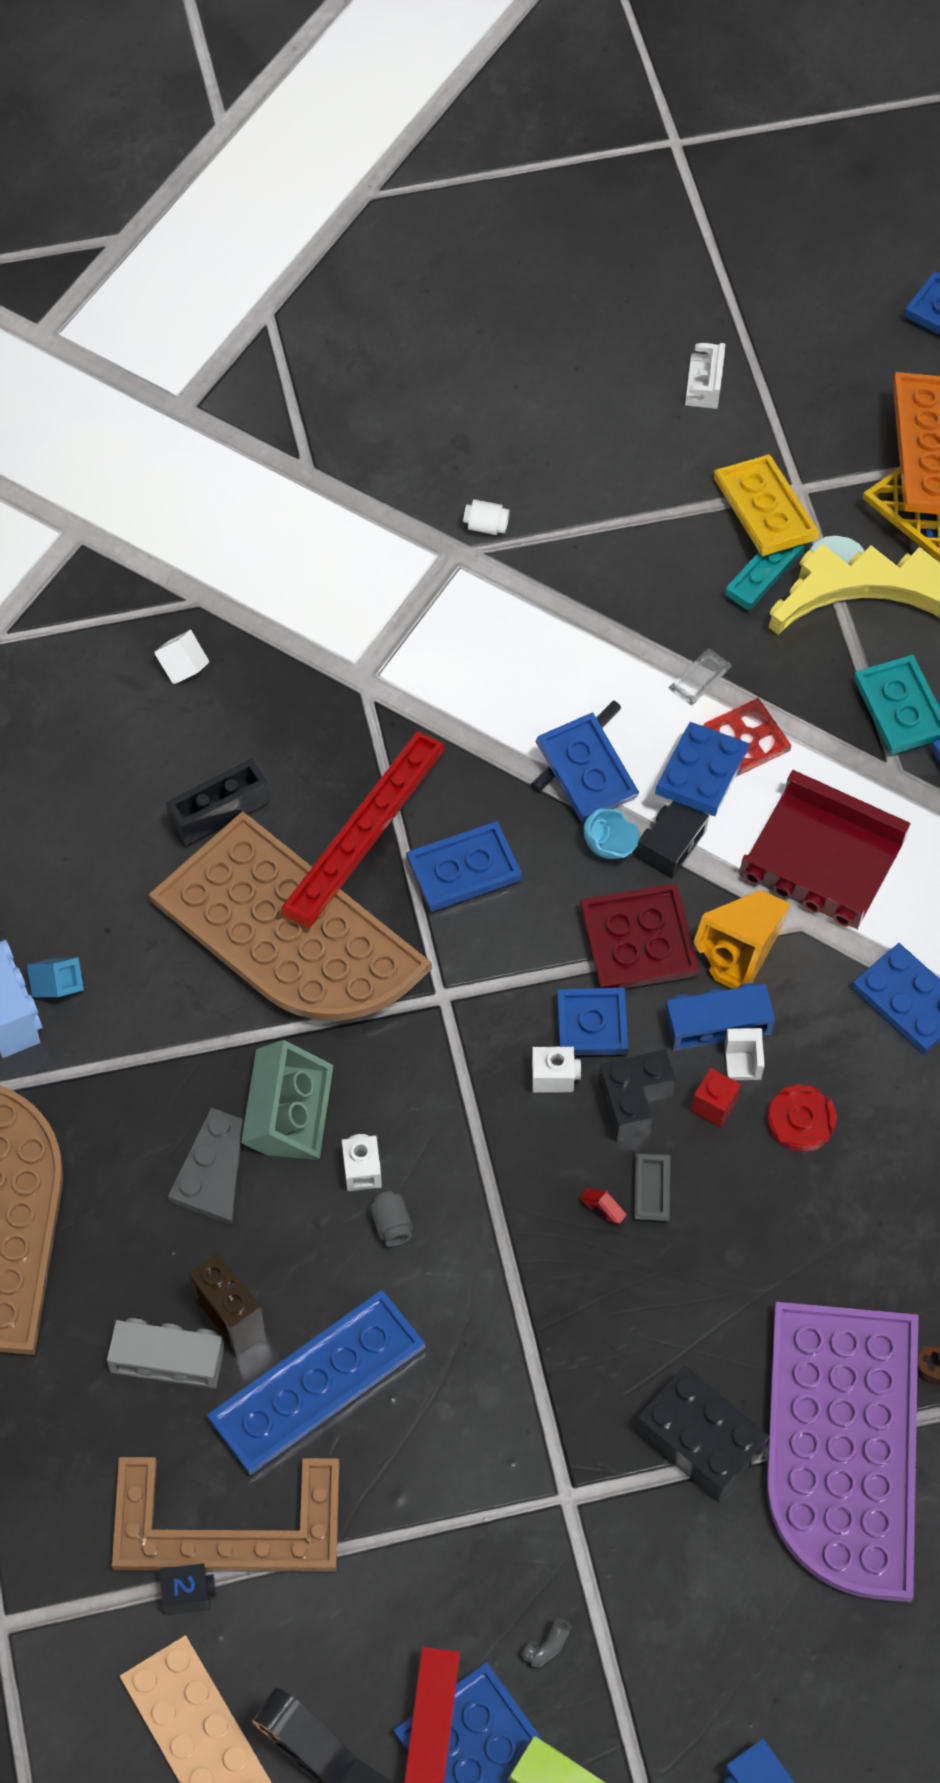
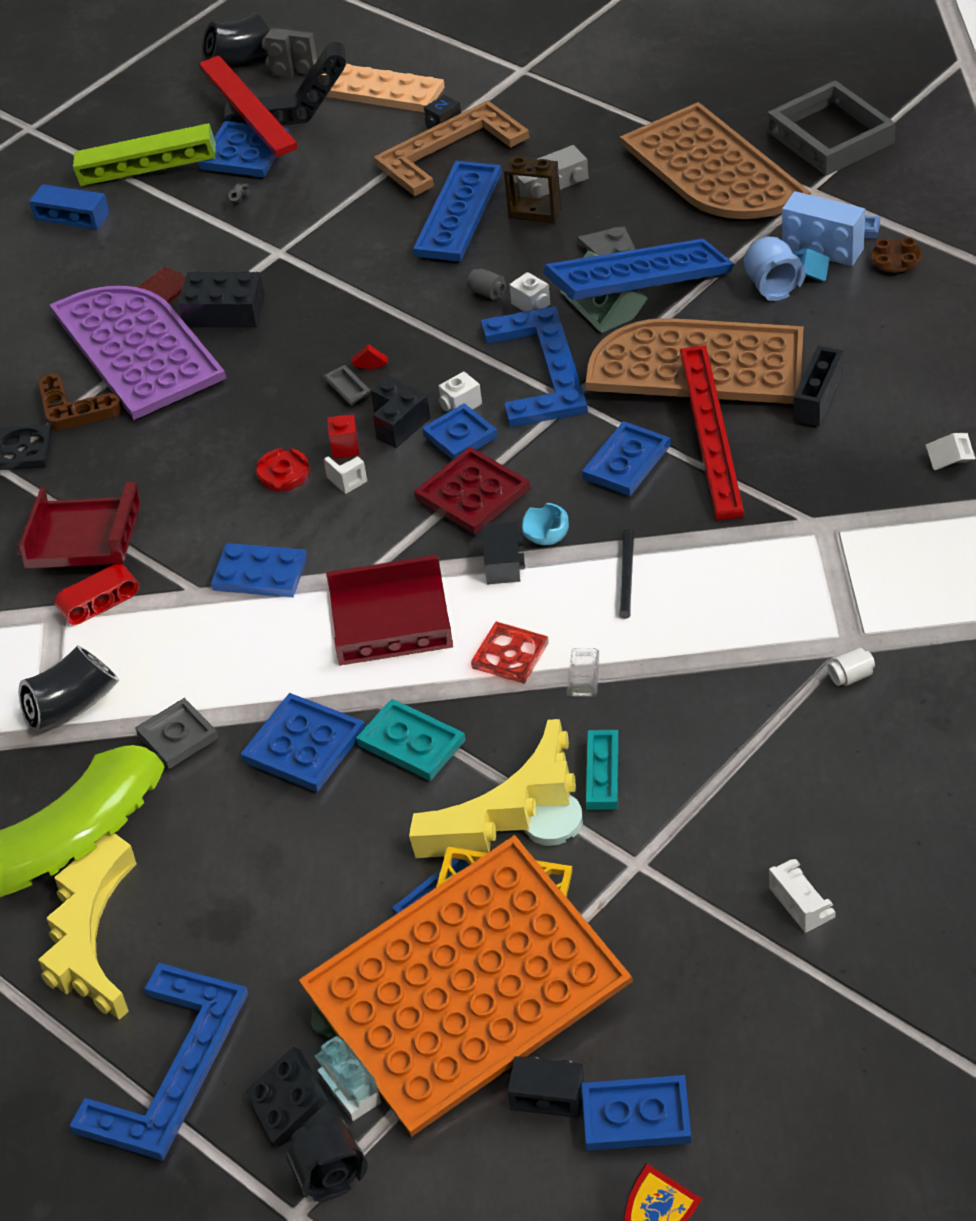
camera: 150 degrees right, 15 degrees down
(101, 983) = (773, 268): none -> light blue tile
(247, 1057) = (637, 269): none -> blue plate
(380, 1110) = (568, 394): none -> blue plate
(586, 766) = (601, 552): blue plate -> none
(702, 768) = (516, 591): blue plate -> none
(706, 1017) = (378, 478): blue brick -> none
(740, 936) = (399, 518): light orange slope -> none
(745, 1543) = (165, 283): none -> clear red piece
(766, 505) = (647, 814): yellow tile -> none

